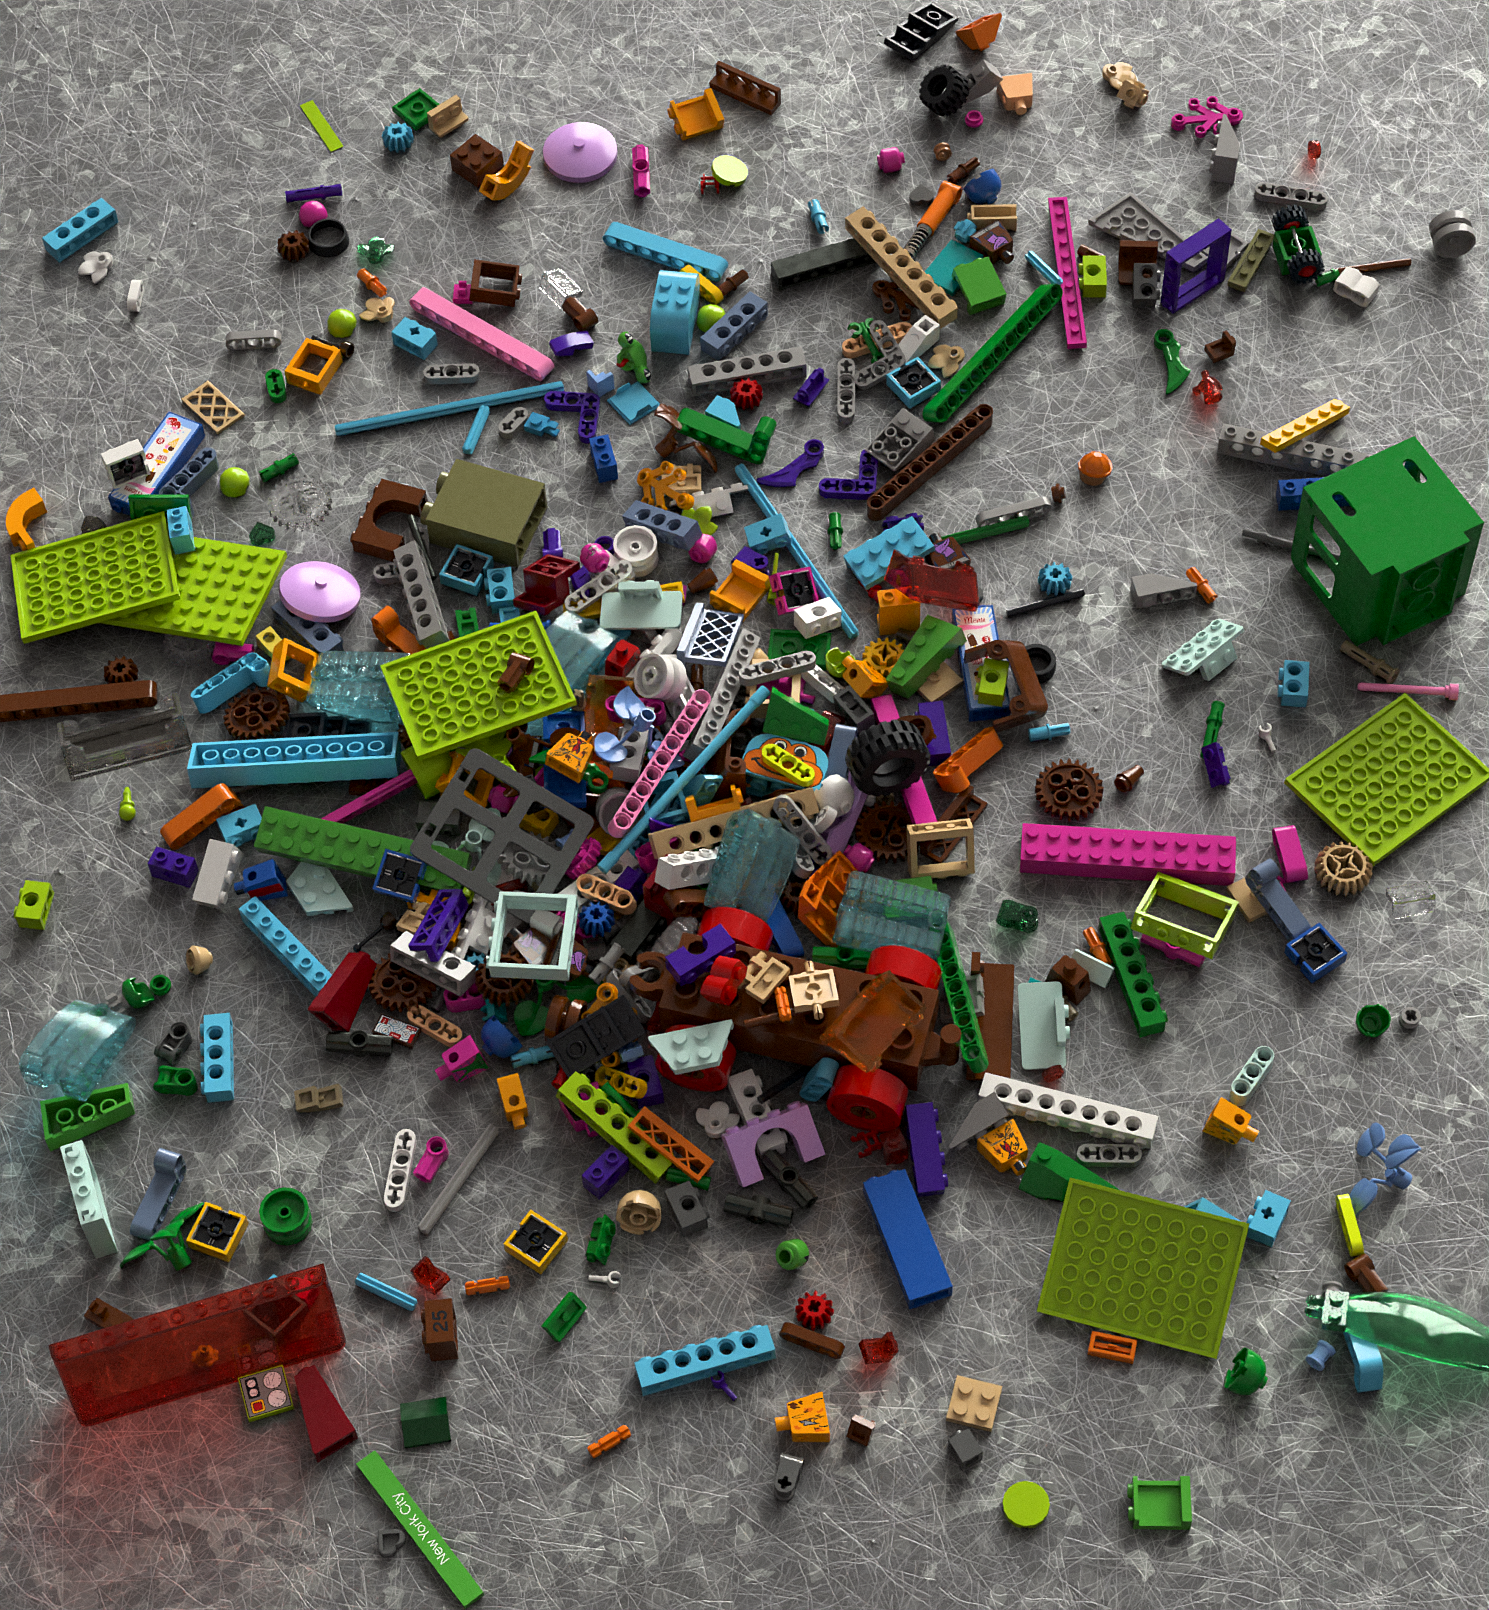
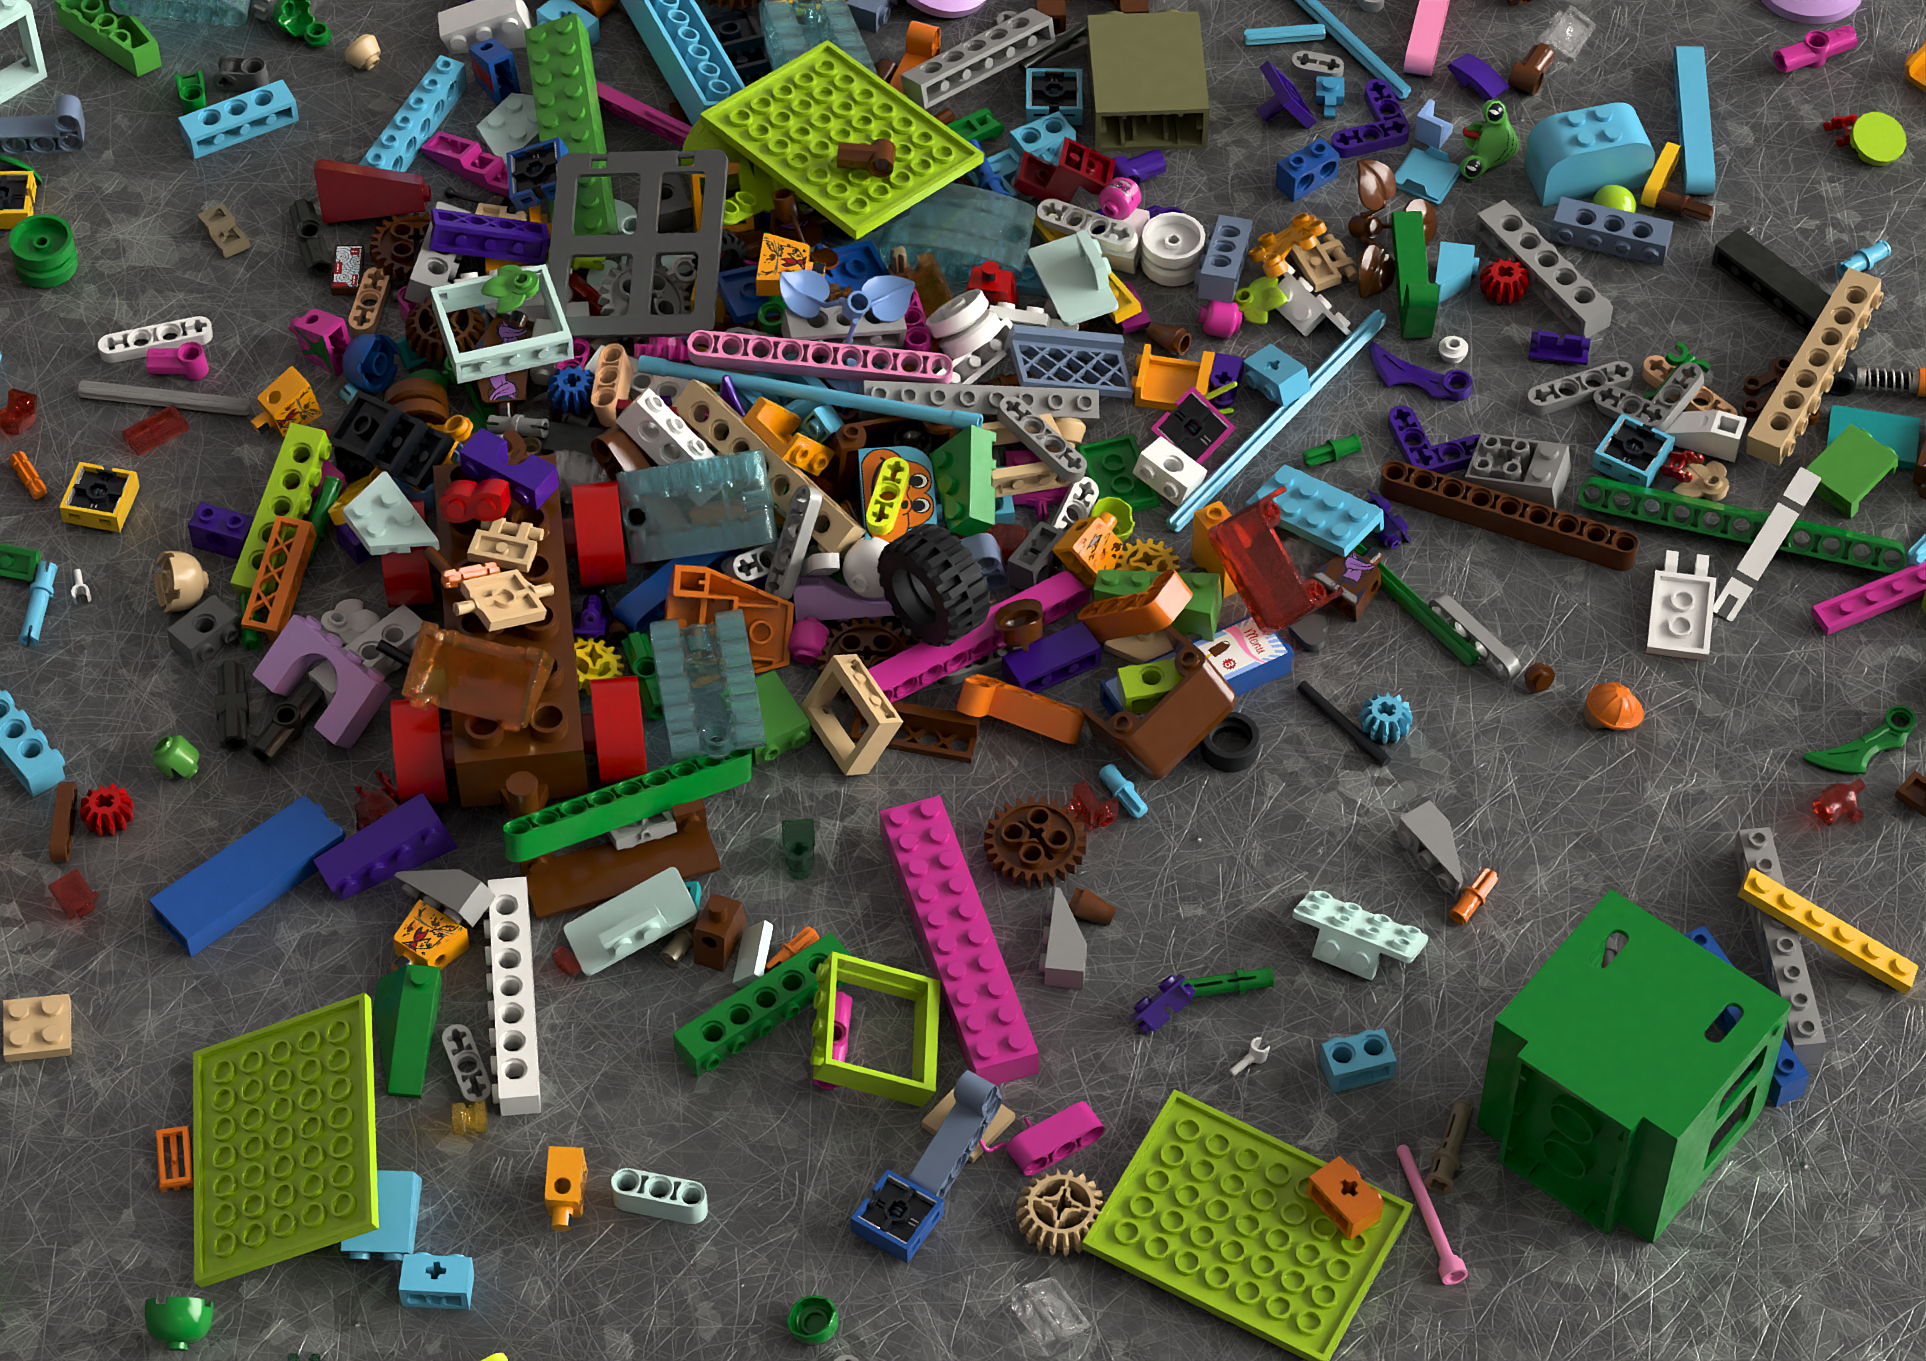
camera: 65 degrees right, 5 degrees down
(338, 925) = (468, 161): none -> dark pink slope
(488, 1209) = (158, 433): none -> clear red tile
(513, 919) = (511, 287): none -> bright green plate
(539, 446) = (1285, 97): none -> dark purple tile
(603, 1231) = (129, 564): green hinge -> none
(606, 1306) = (41, 592): none -> medium azure pin
(784, 441) = (1453, 349): none -> white plate
(920, 690) = (1139, 611): none -> orange beam
(932, 355) = (1683, 458): none -> red piece
(1018, 344) = (1766, 544): none -> white sticker
(1036, 406) = (1681, 610): none -> white tile
(1055, 752) = (1092, 812): none -> clear red bracket
(1152, 1163) = (473, 1117): none -> clear yellow wheel
(1153, 800) = (1066, 949): none -> light grey slope
(1396, 720) = (1345, 1197): none -> orange brick

